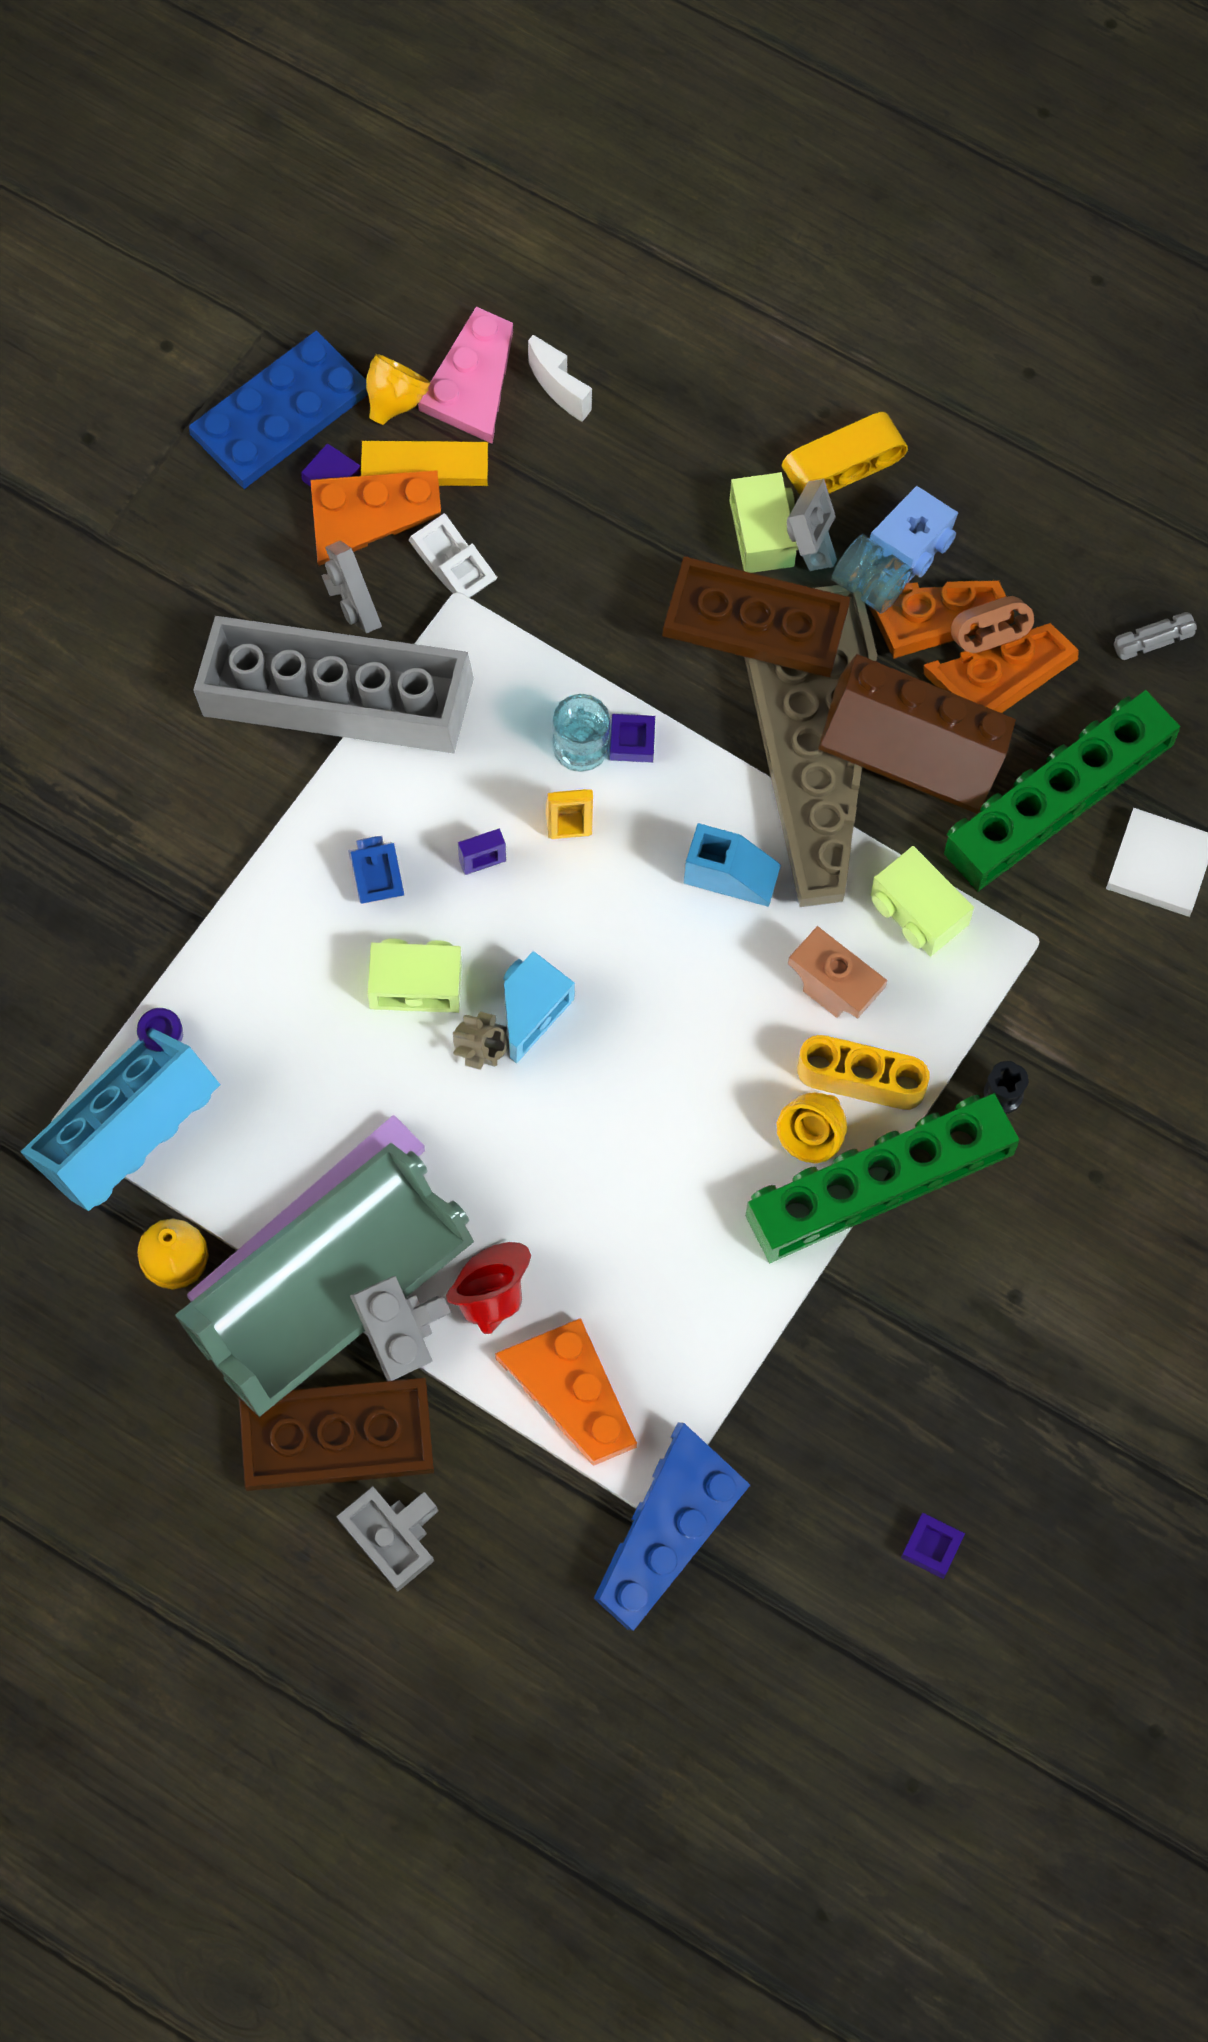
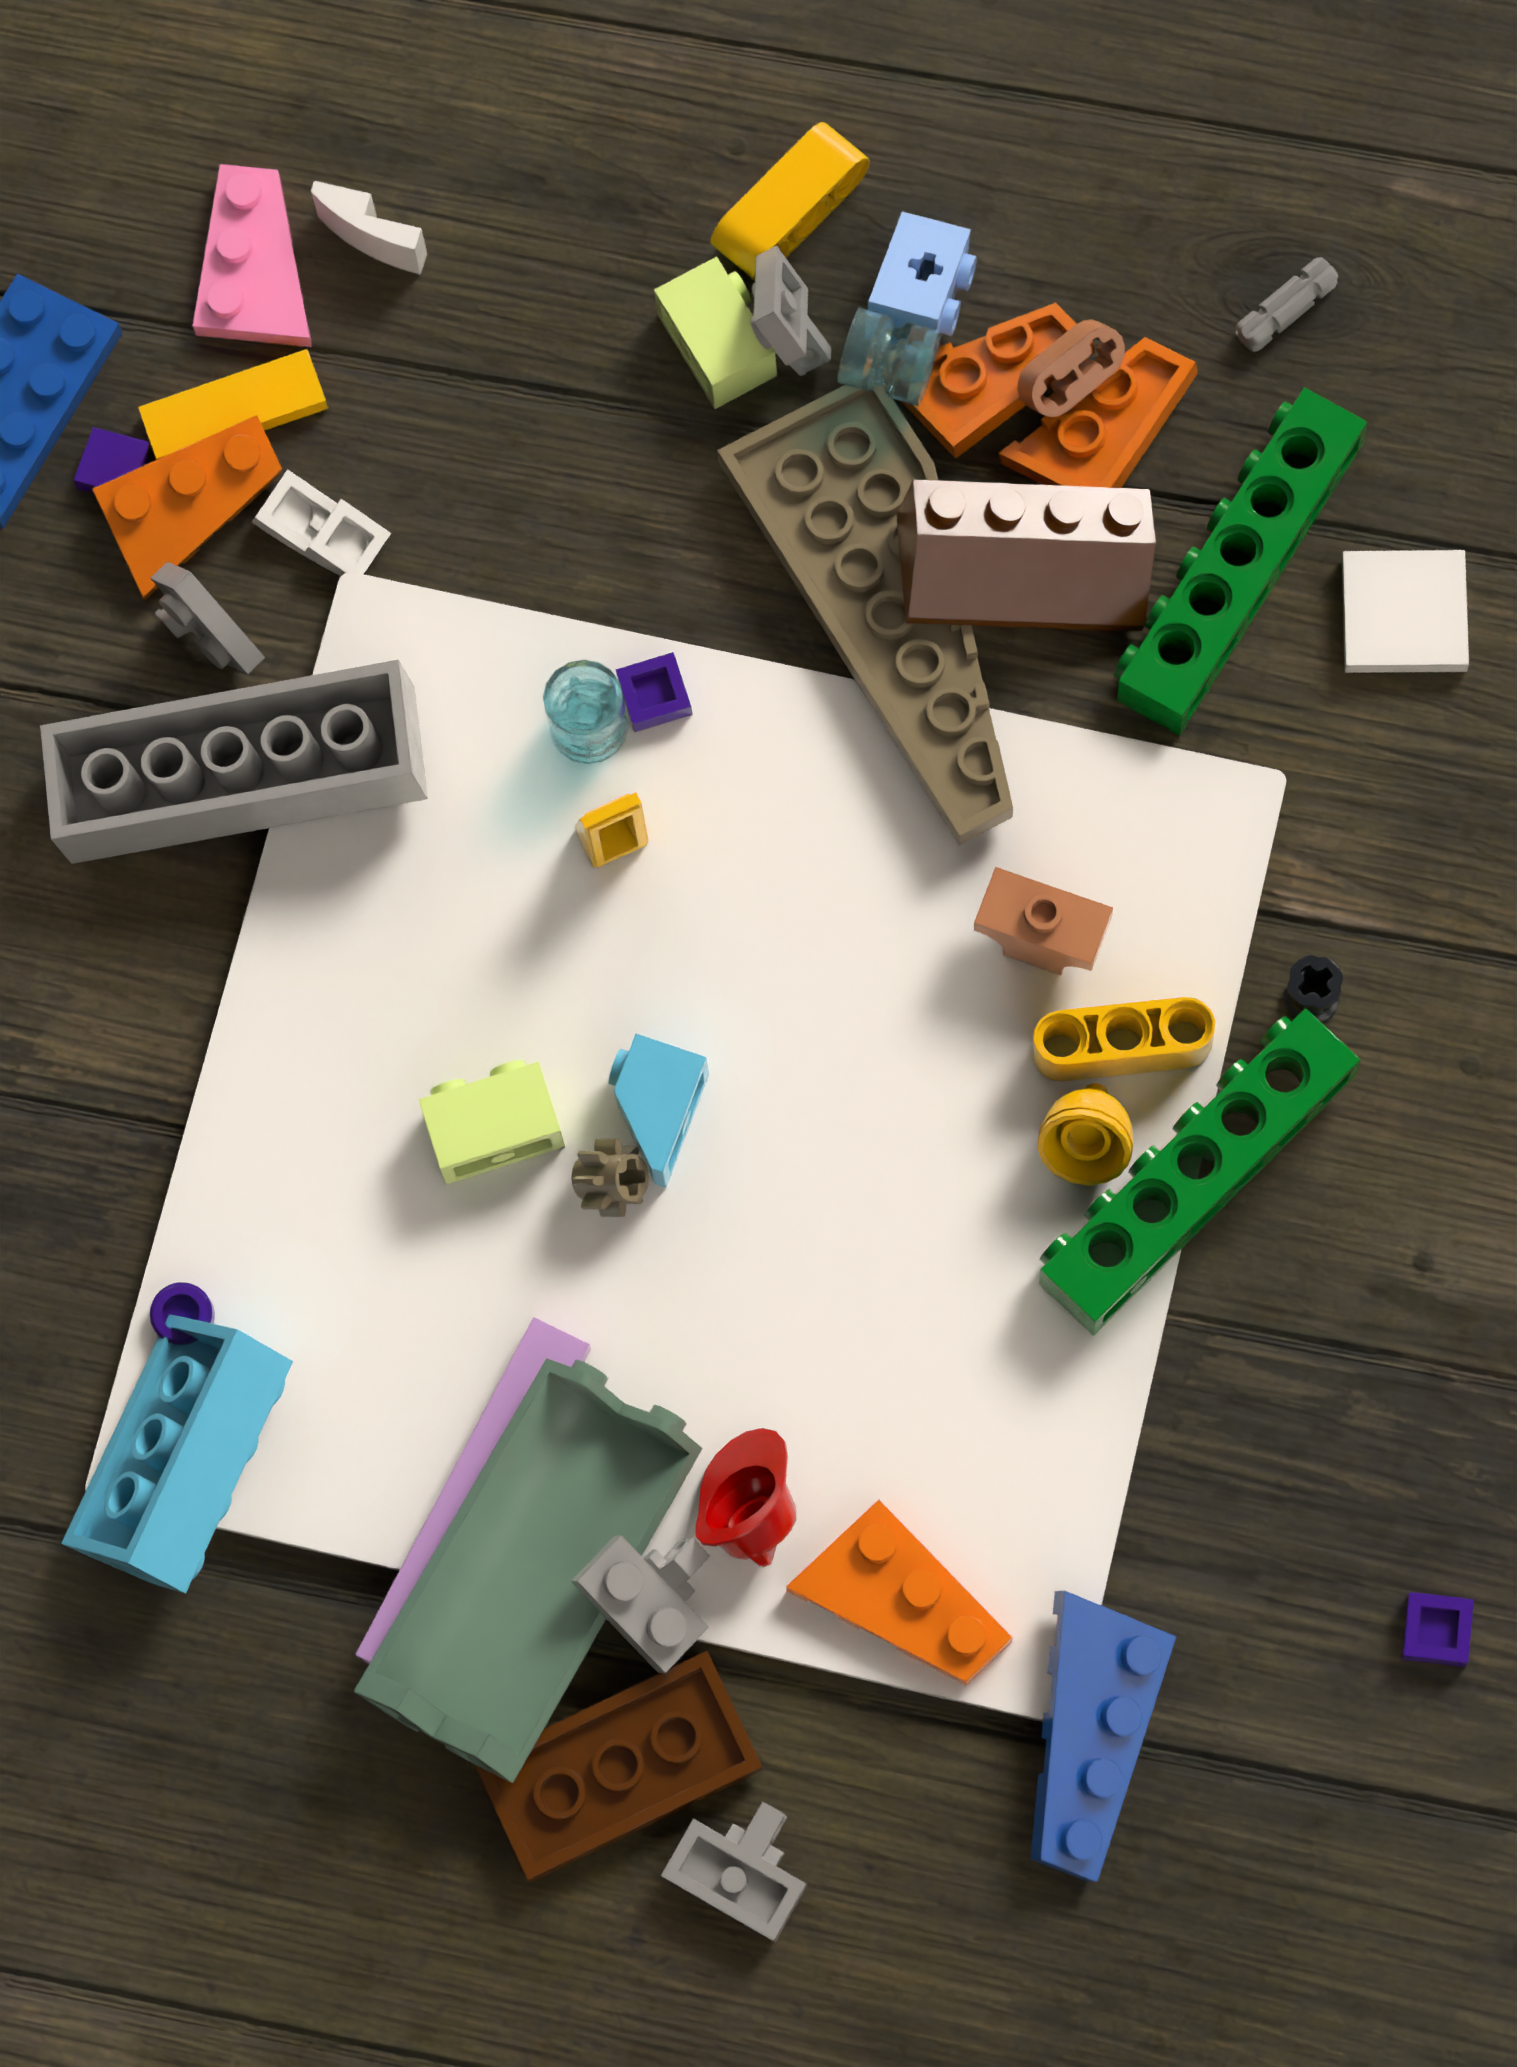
camera: 10 degrees left, 5 degrees up
(172, 1253) = (313, 1605): yellow helmet -> none
(376, 870) = (384, 994): blue bracket -> none
(392, 388) = (153, 319): yellow helmet -> none
(482, 851) = (515, 920): dark purple tile -> none
(730, 866) = (850, 823): dark azure slope -> none
(756, 616) = (758, 469): reddish brown plate -> none
(921, 901) = (1114, 781): yellowish green brick -> none

